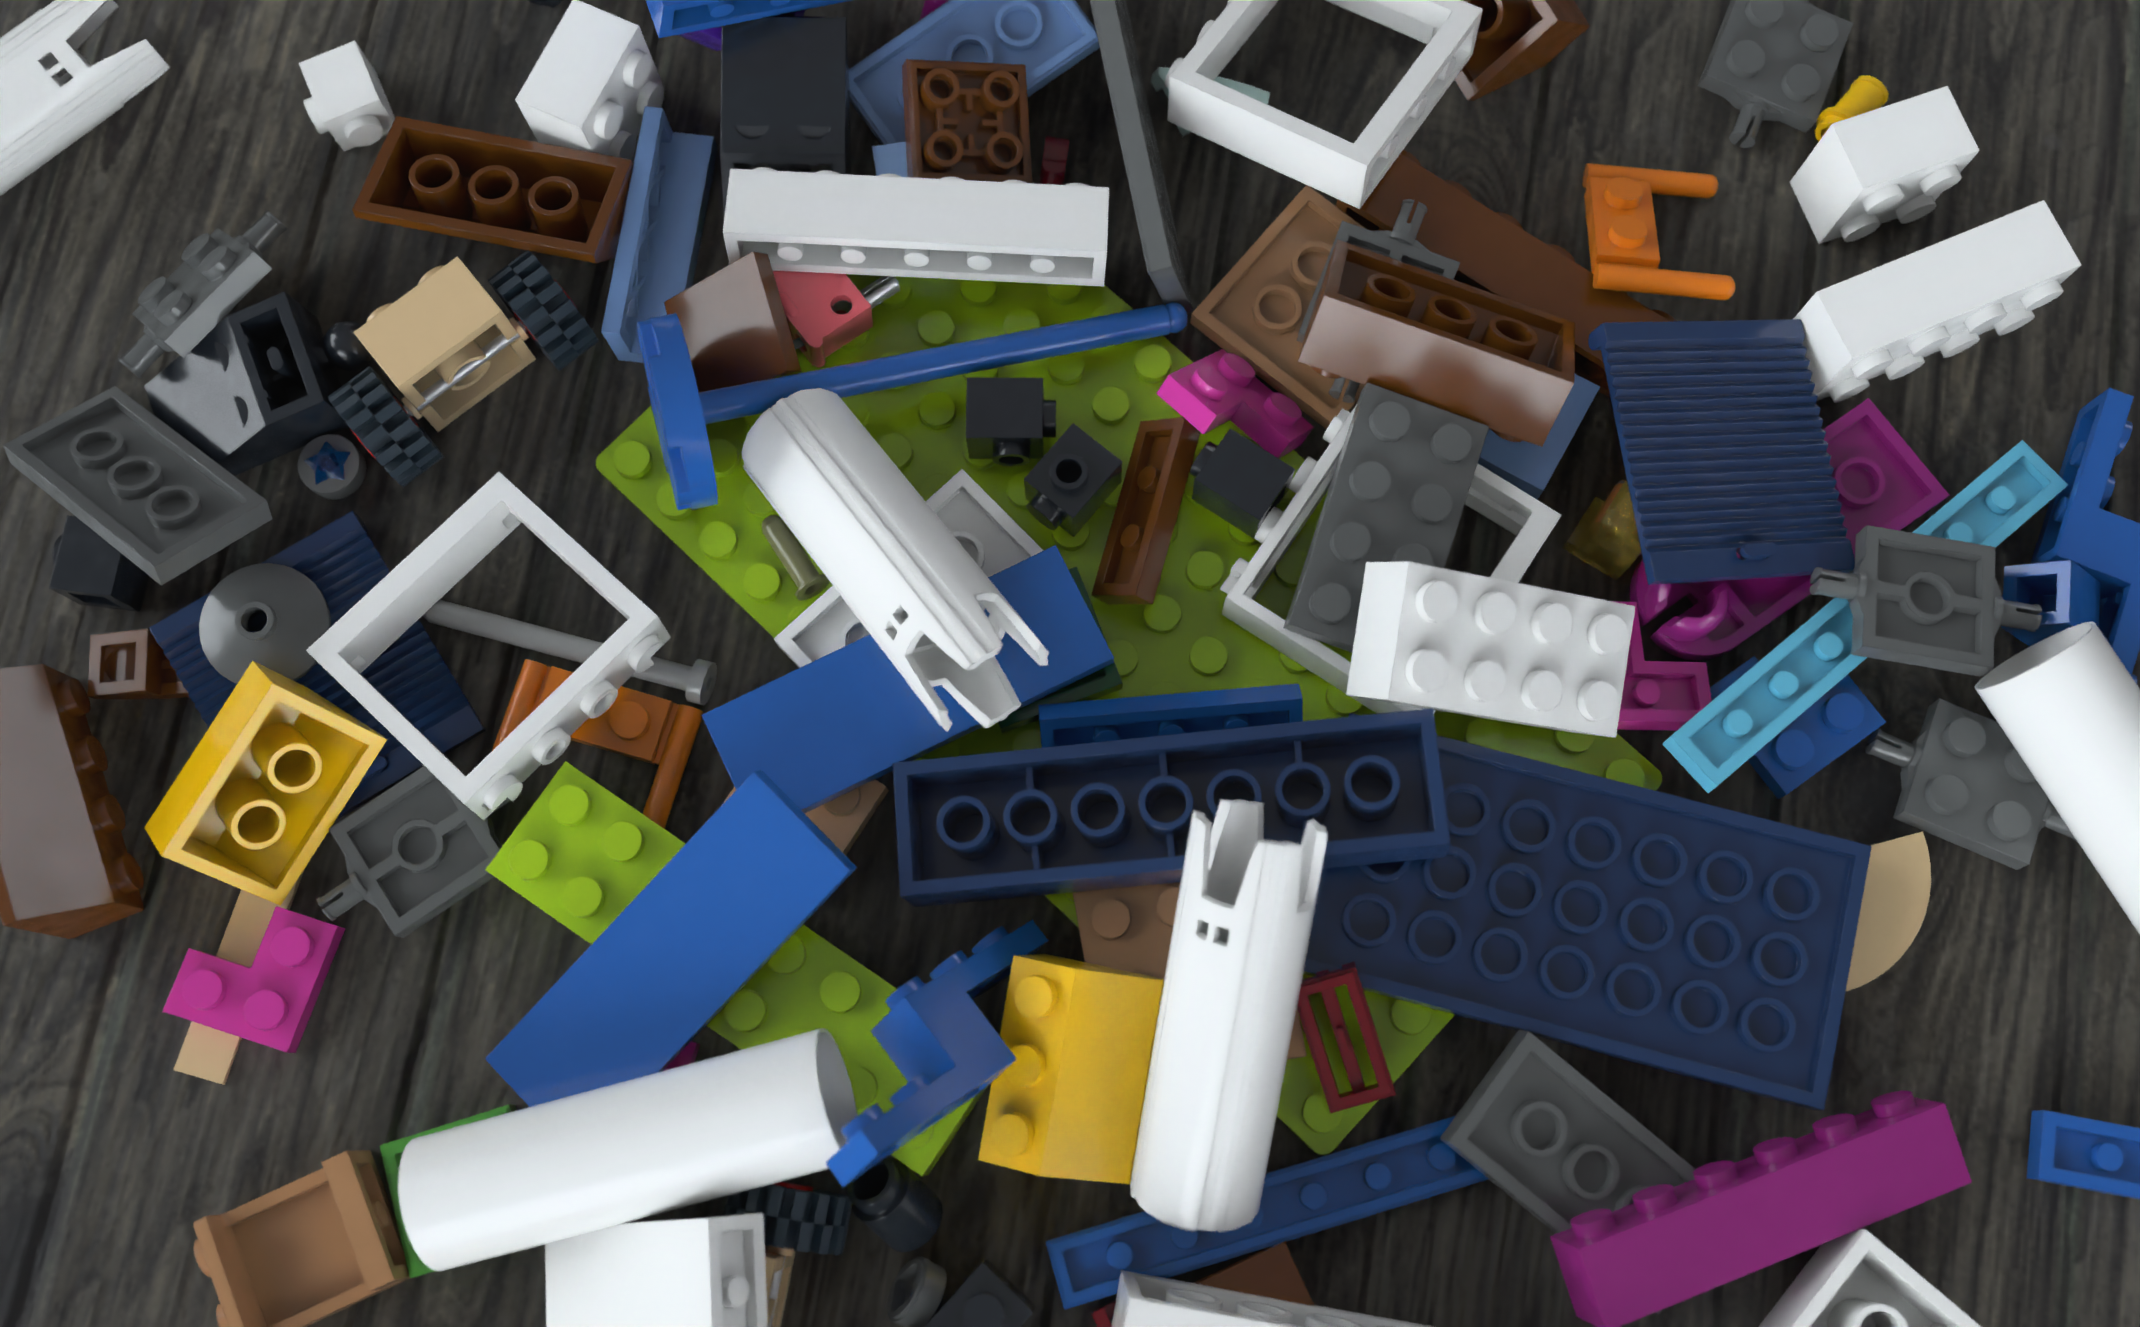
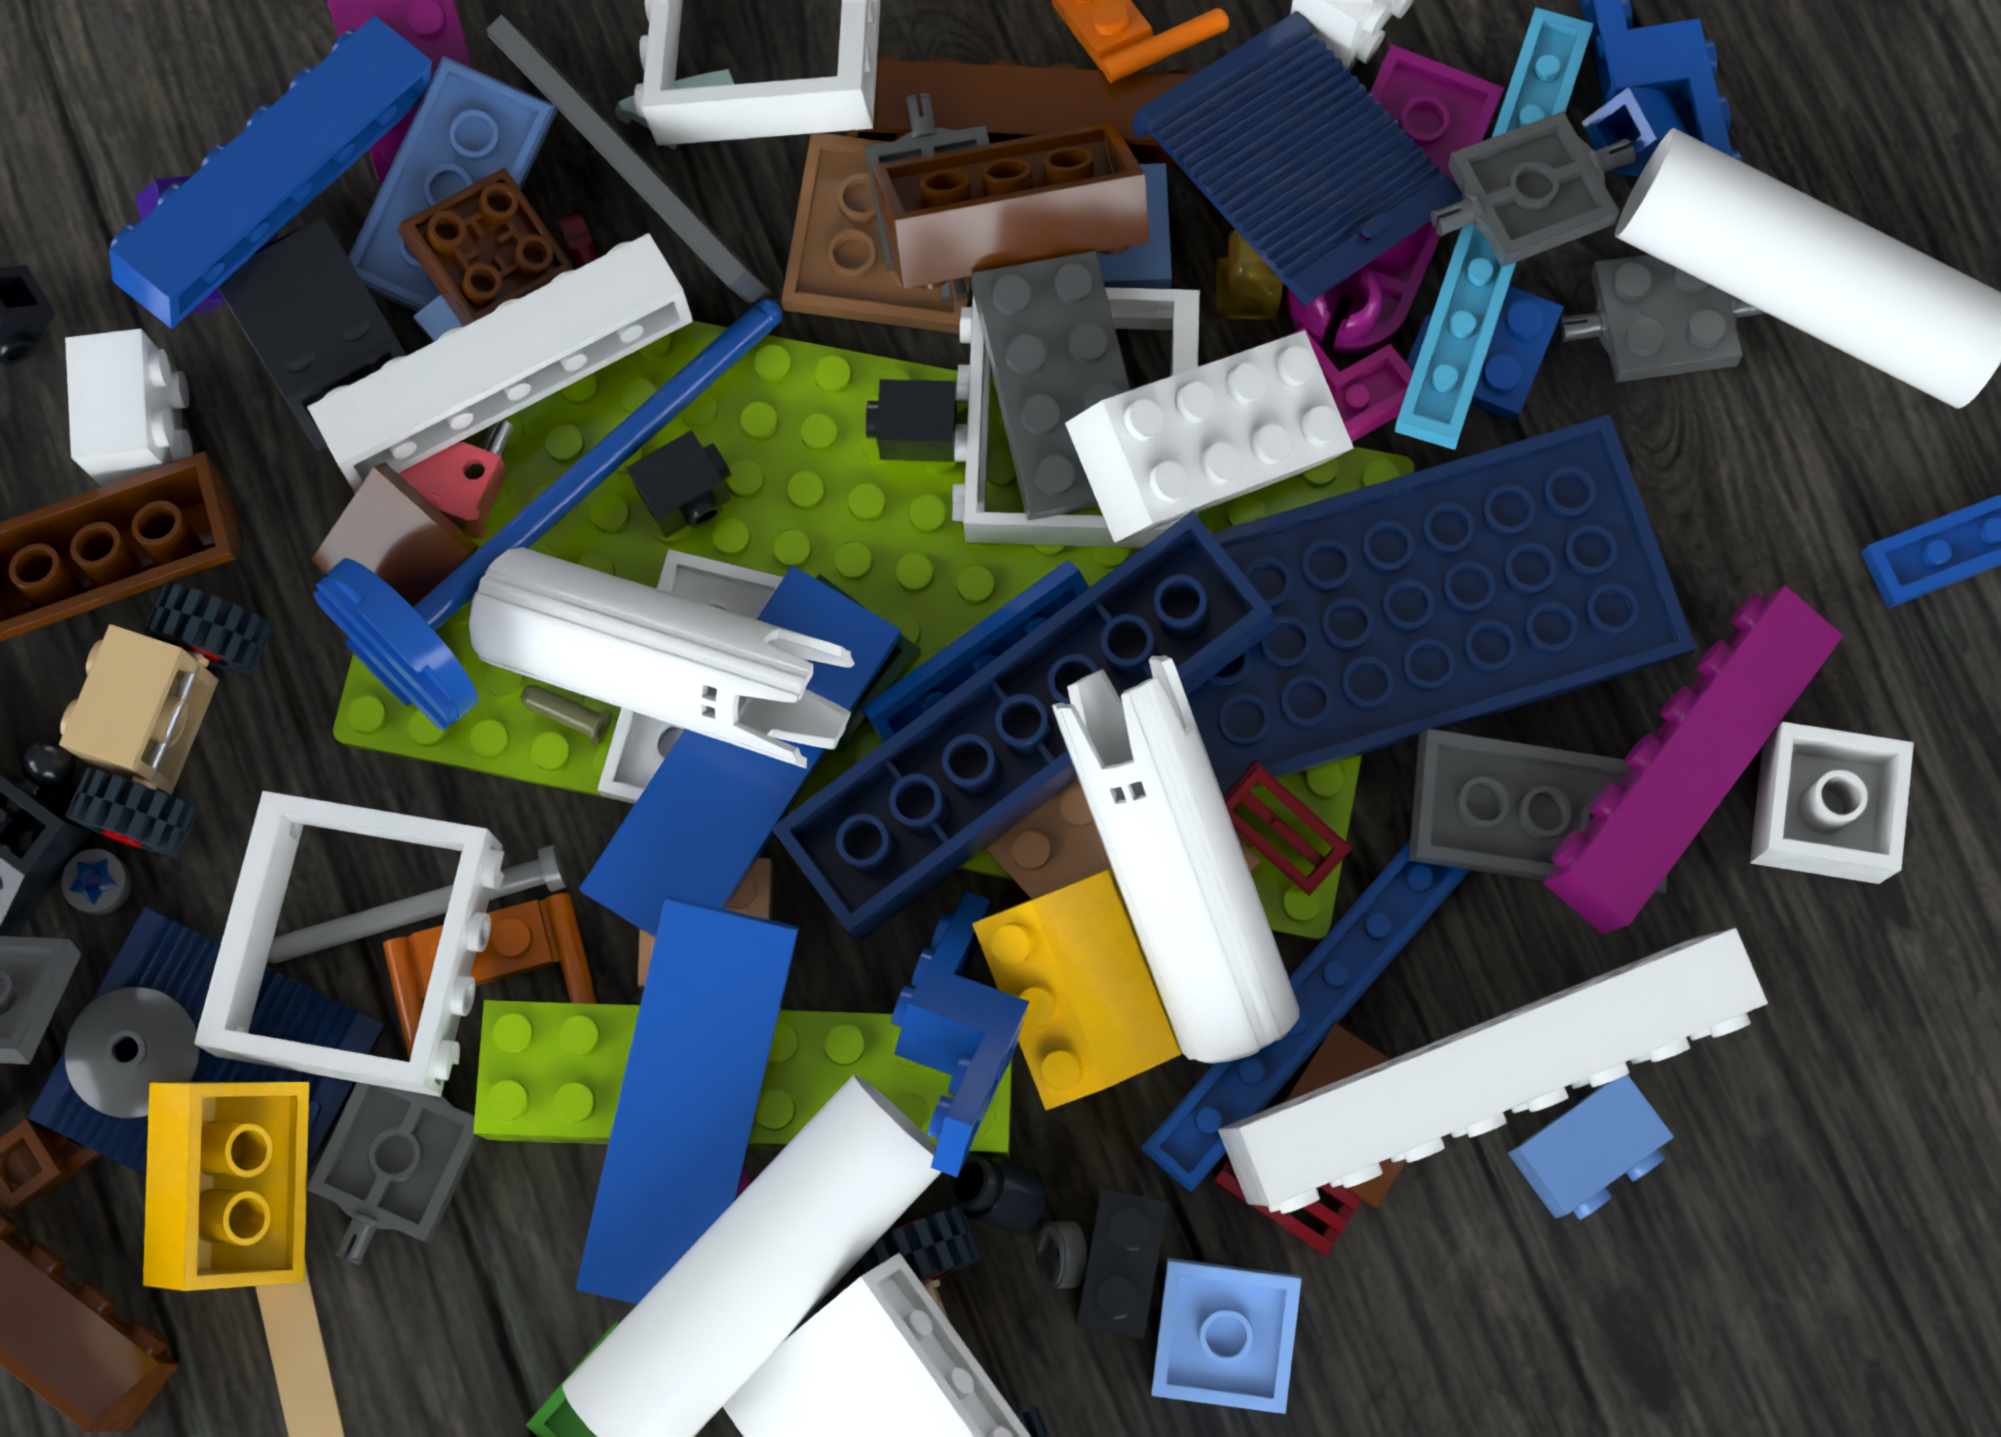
camera: 30 degrees left, 0 degrees up
(270, 998) = (345, 1368): dark pink plate -> none
(658, 228) = (264, 504): medium blue fence -> none
(1071, 481) = (769, 504): black brick -> none
(1146, 512) = (849, 492): reddish brown plate -> none
(1226, 389) = (851, 349): dark pink plate -> none
(1891, 906) = (1654, 455): tan tile -> none

